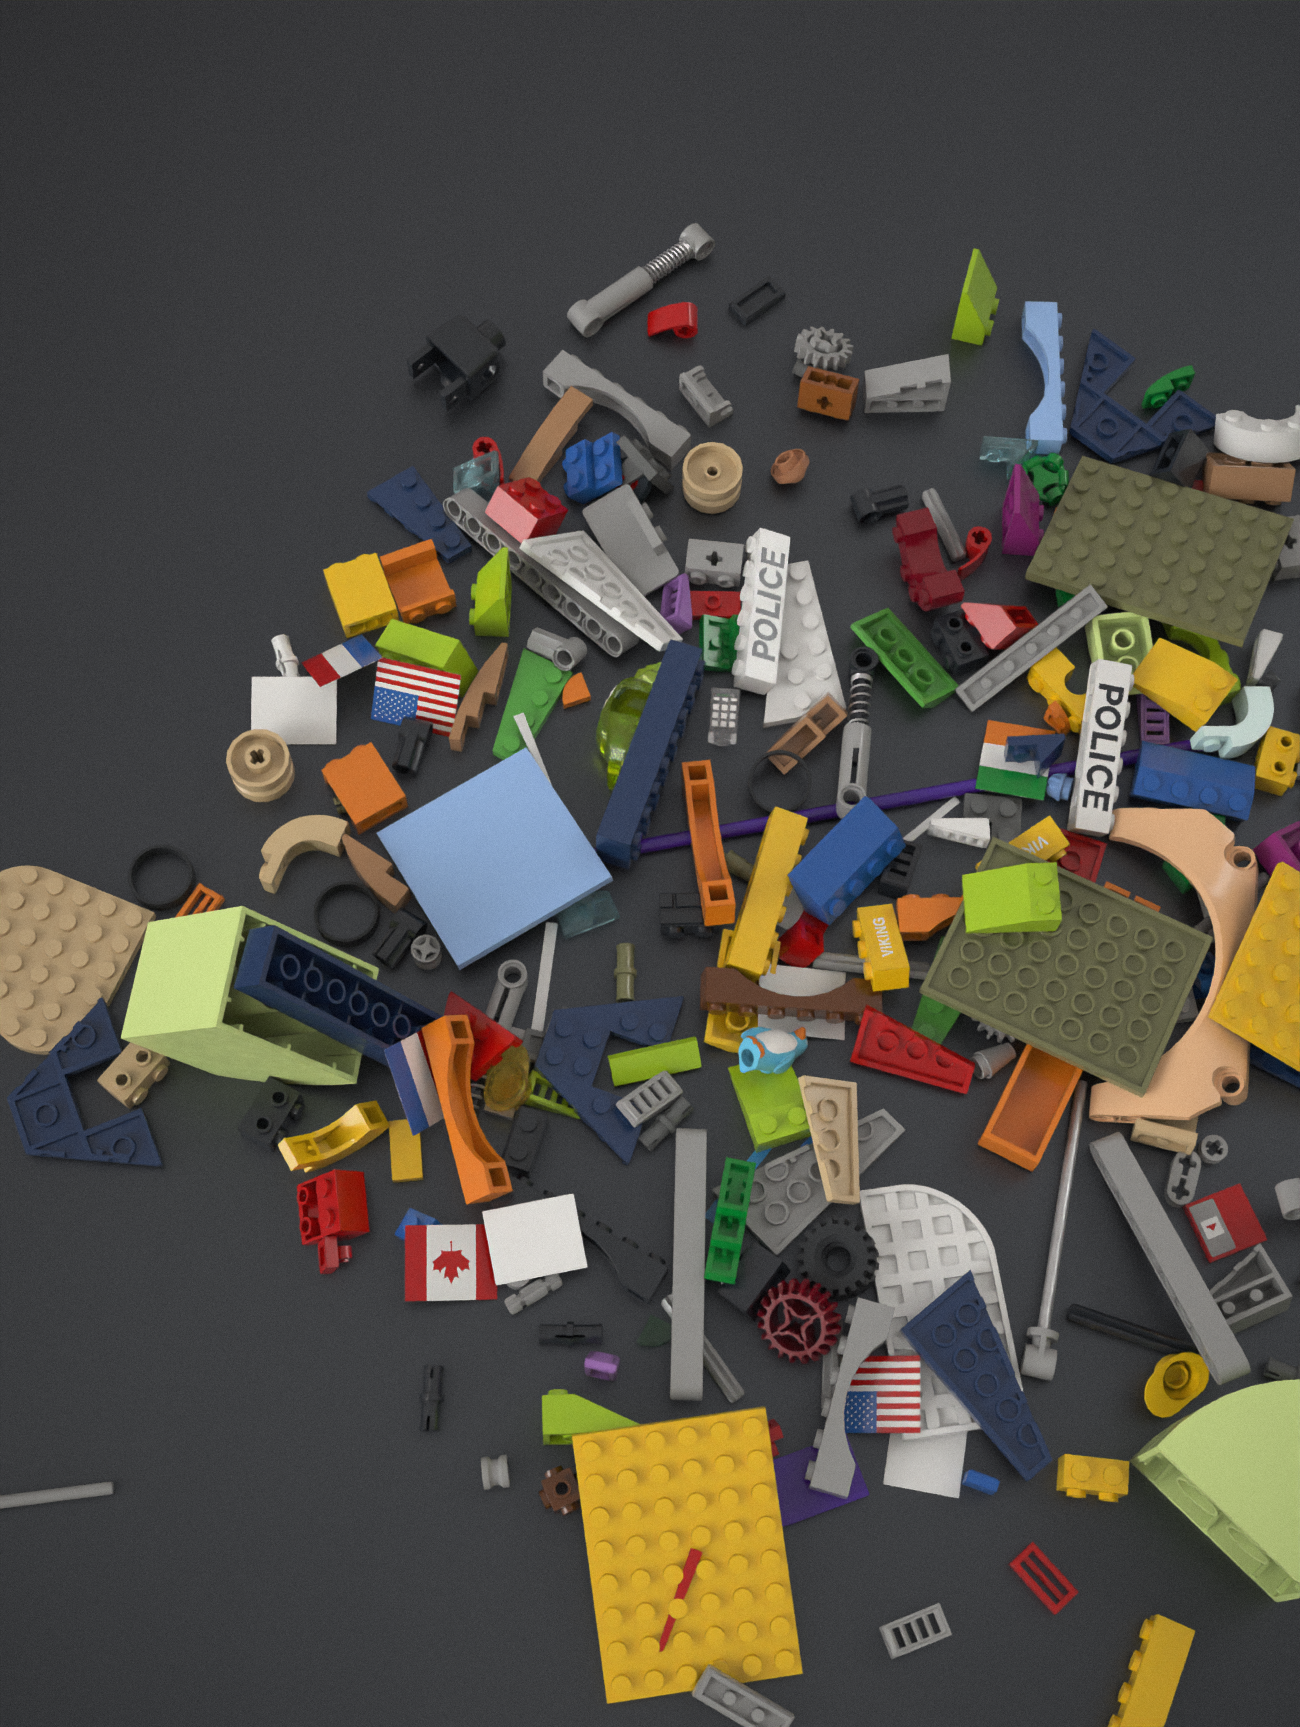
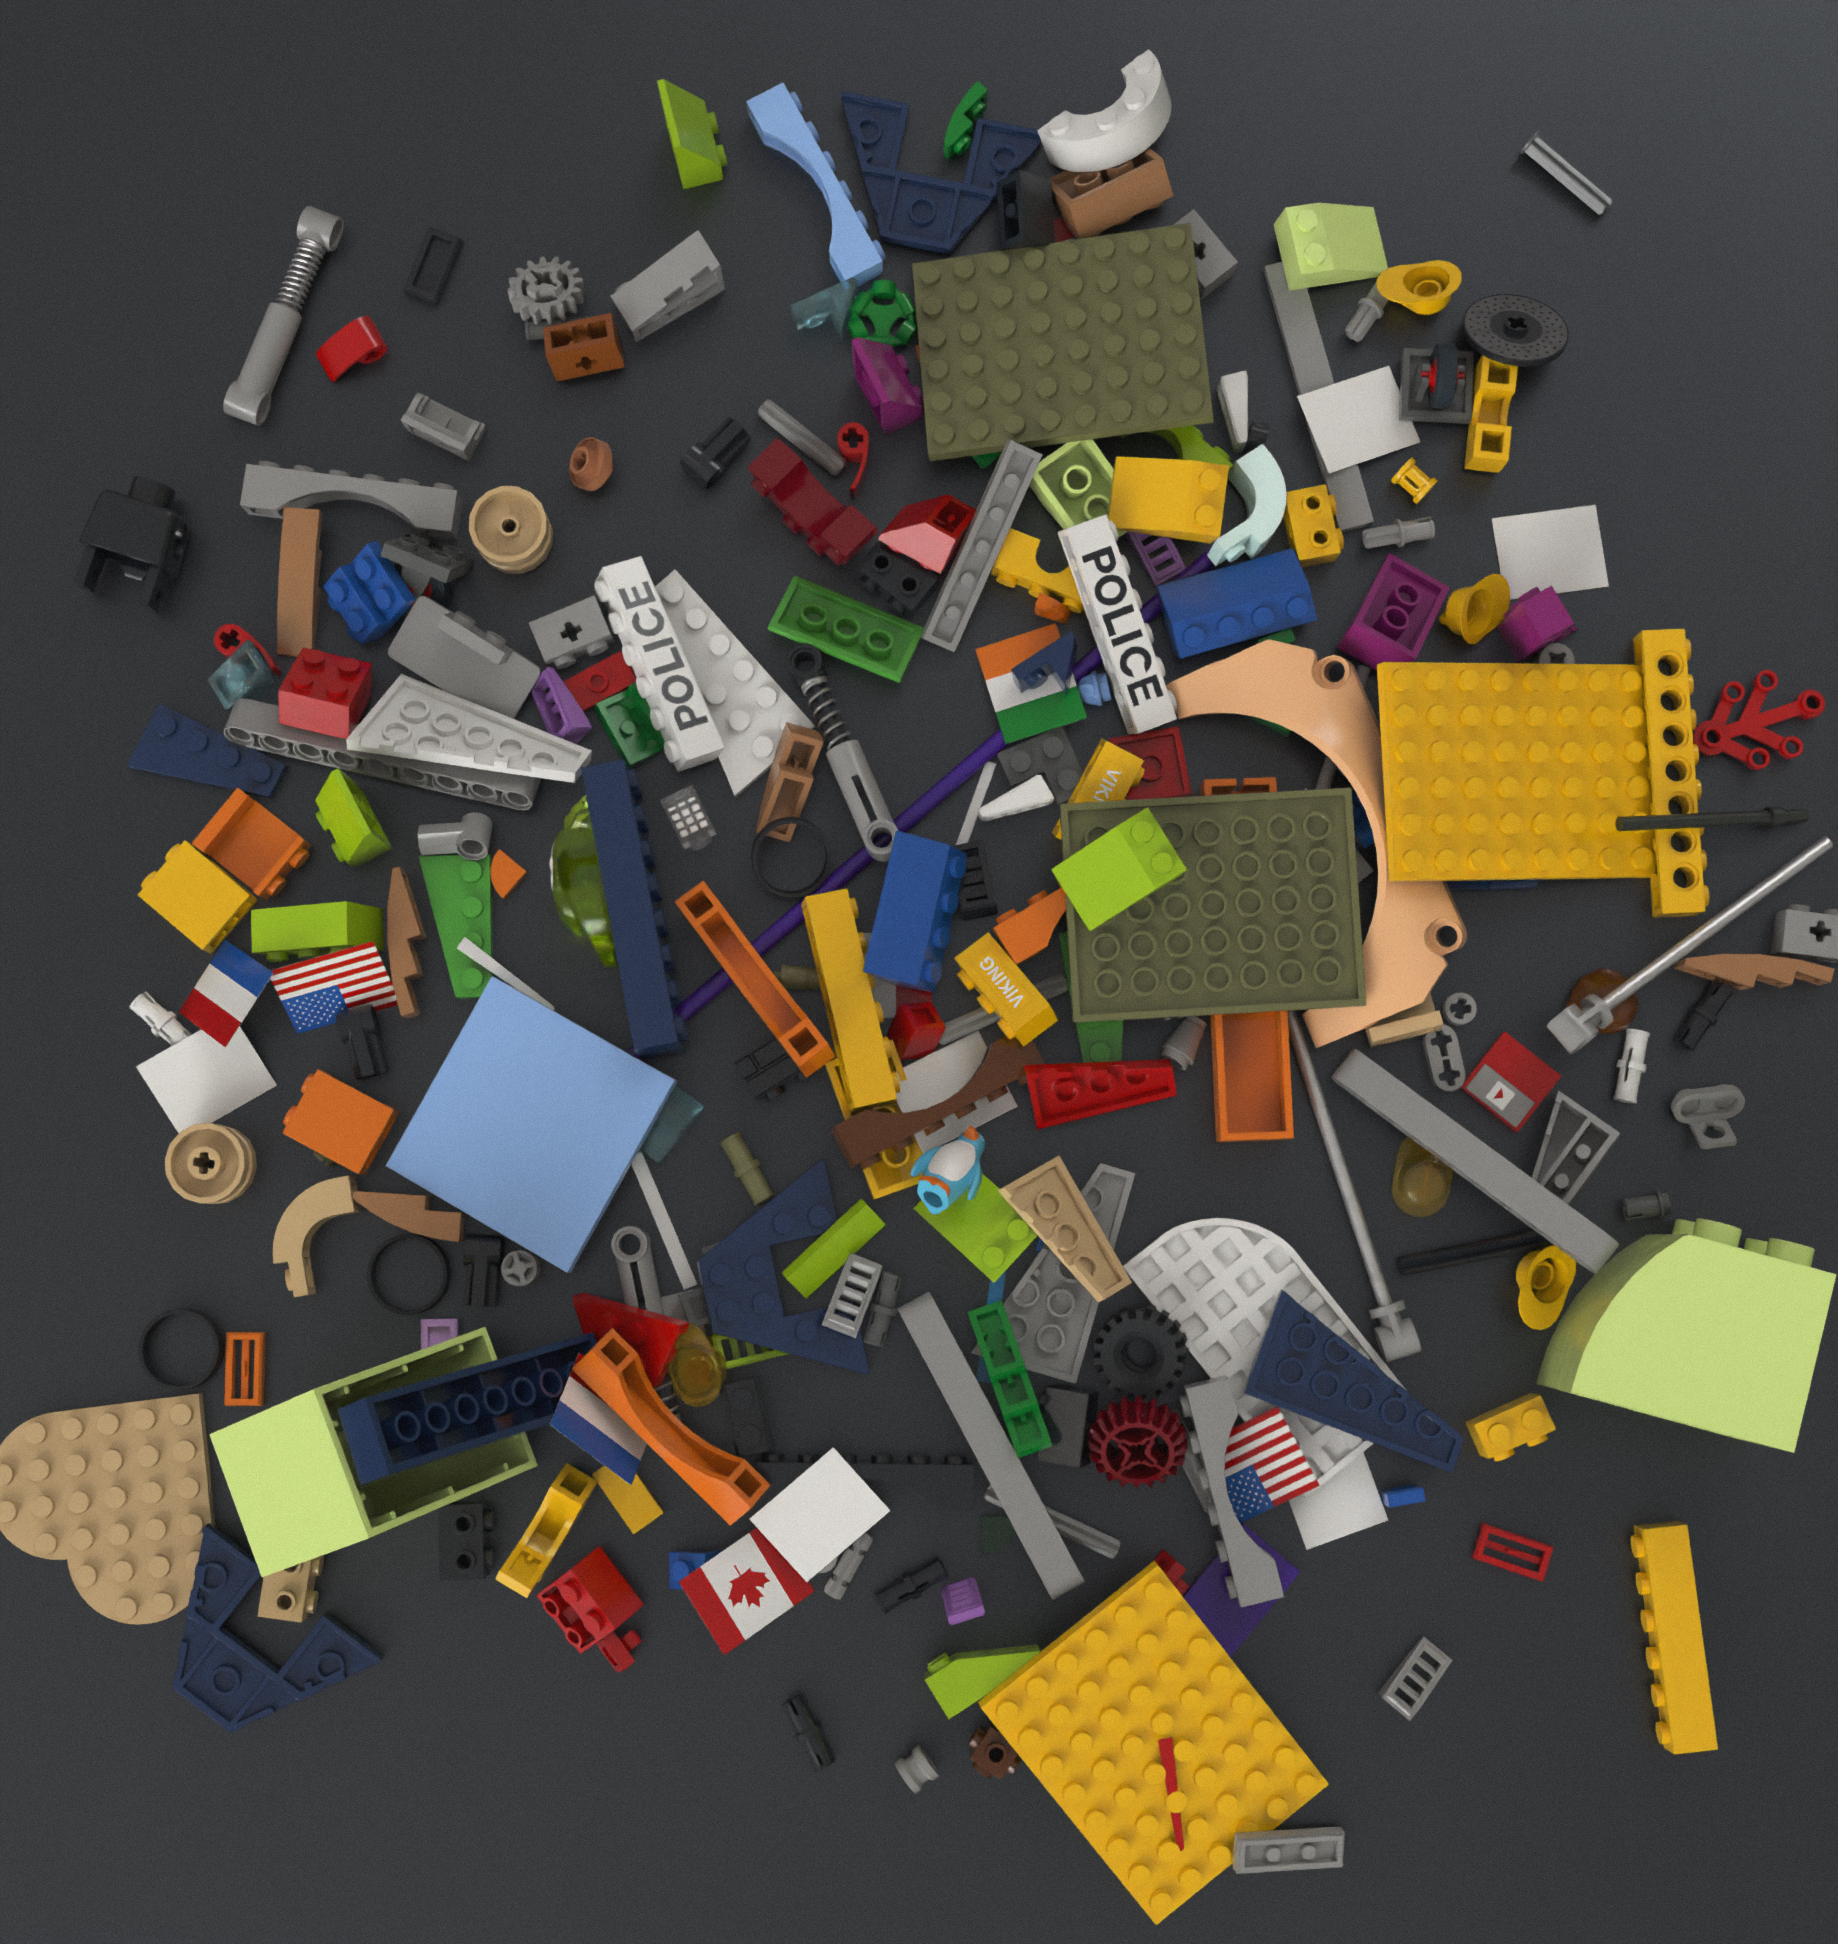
camera: 30 degrees left, 15 degrees up
(1118, 1257) = (1420, 1180): none -> clear yellow piece

